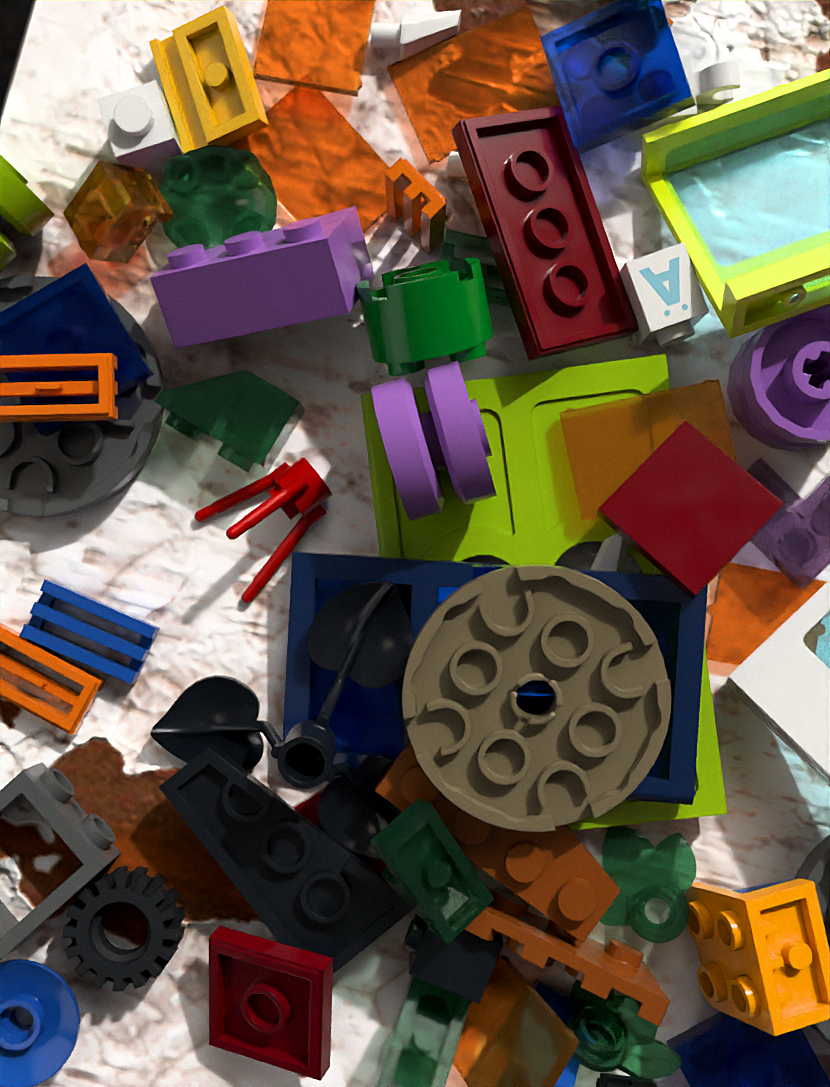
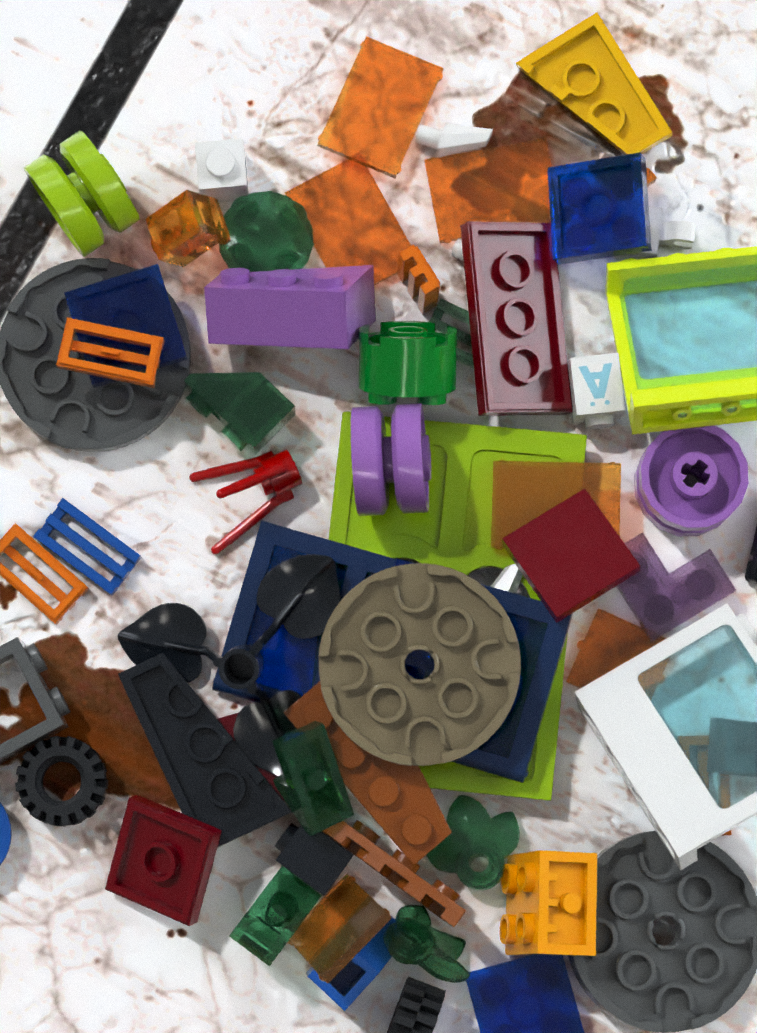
camera: 10 degrees right, 5 degrees down
(209, 81) = (281, 142): yellow plate -> none

